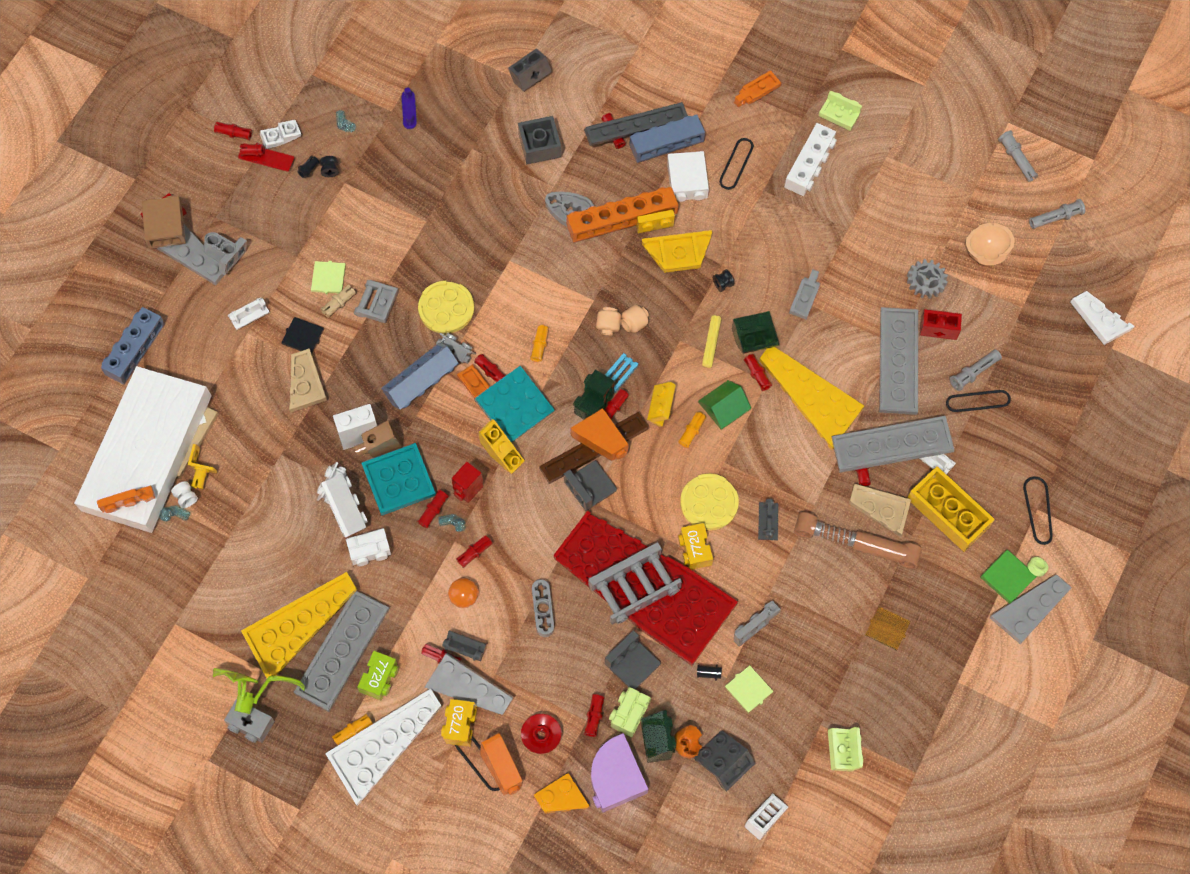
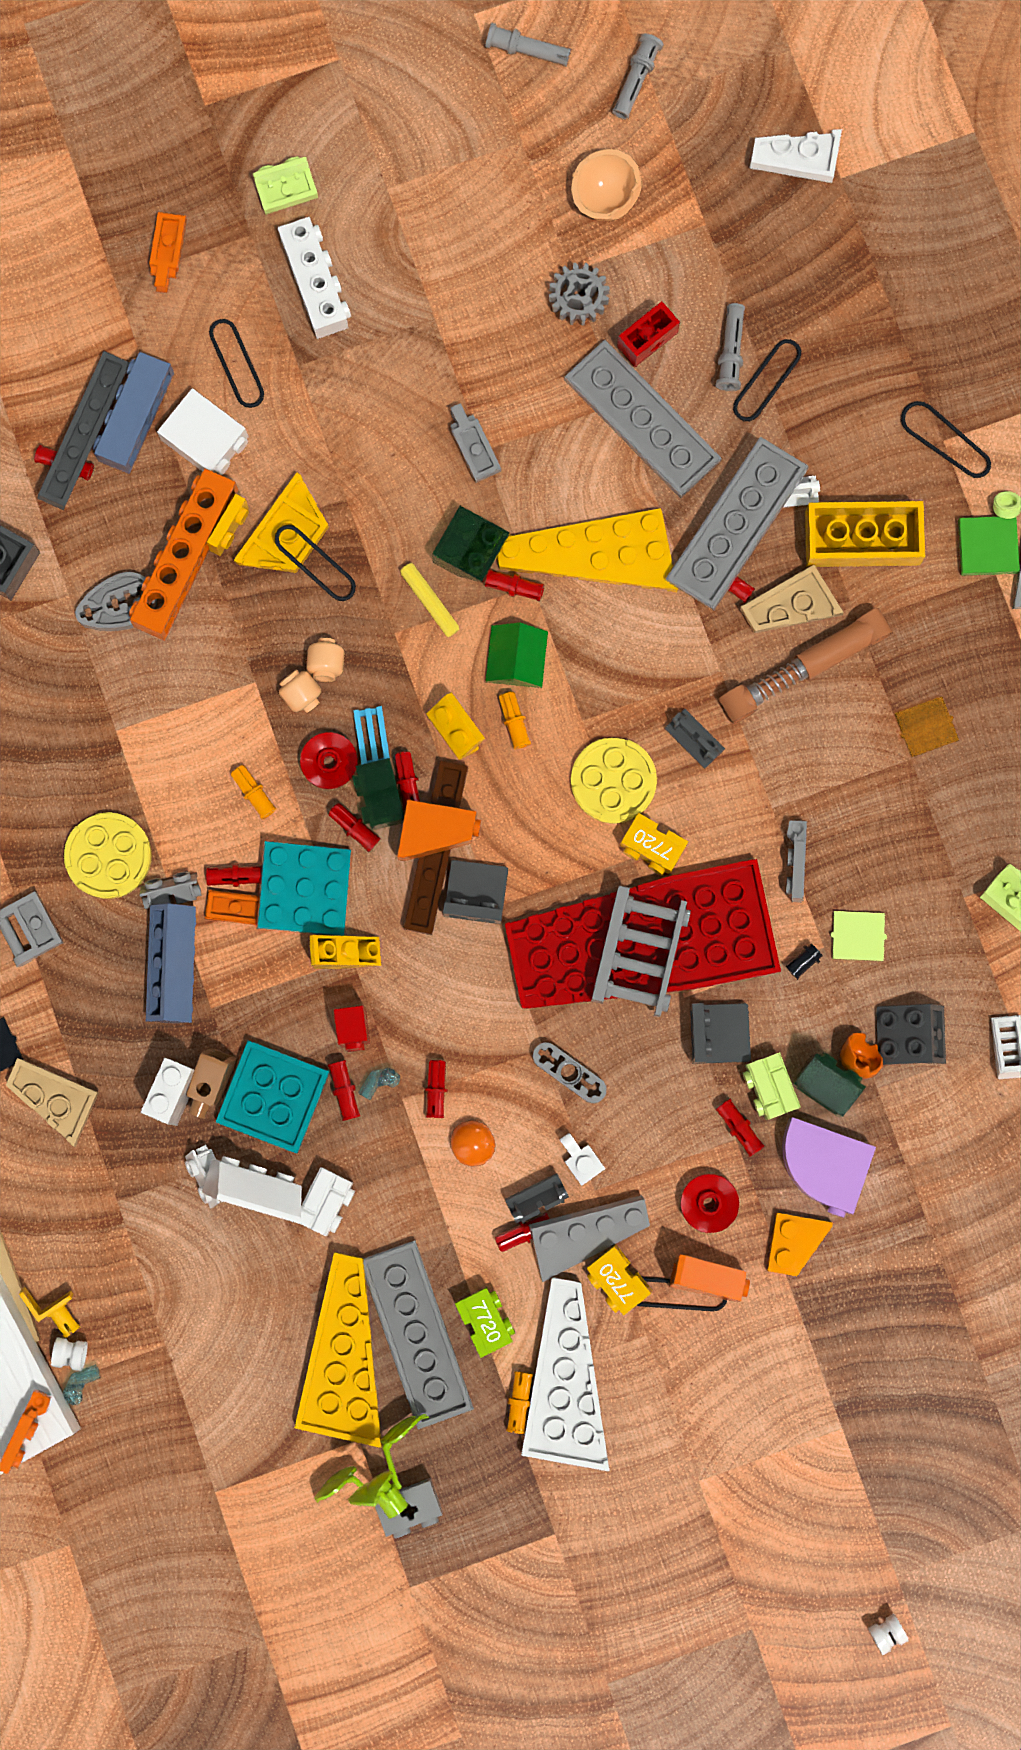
camera: 45 degrees left, 15 degrees up
(504, 654) = (583, 1161): none -> white plate
(567, 402) = (354, 827): none -> red axle
(584, 355) = (328, 746): none -> red dish
(684, 275) = (307, 571): none -> black piece
(723, 280) = (370, 517): black wheel -> none

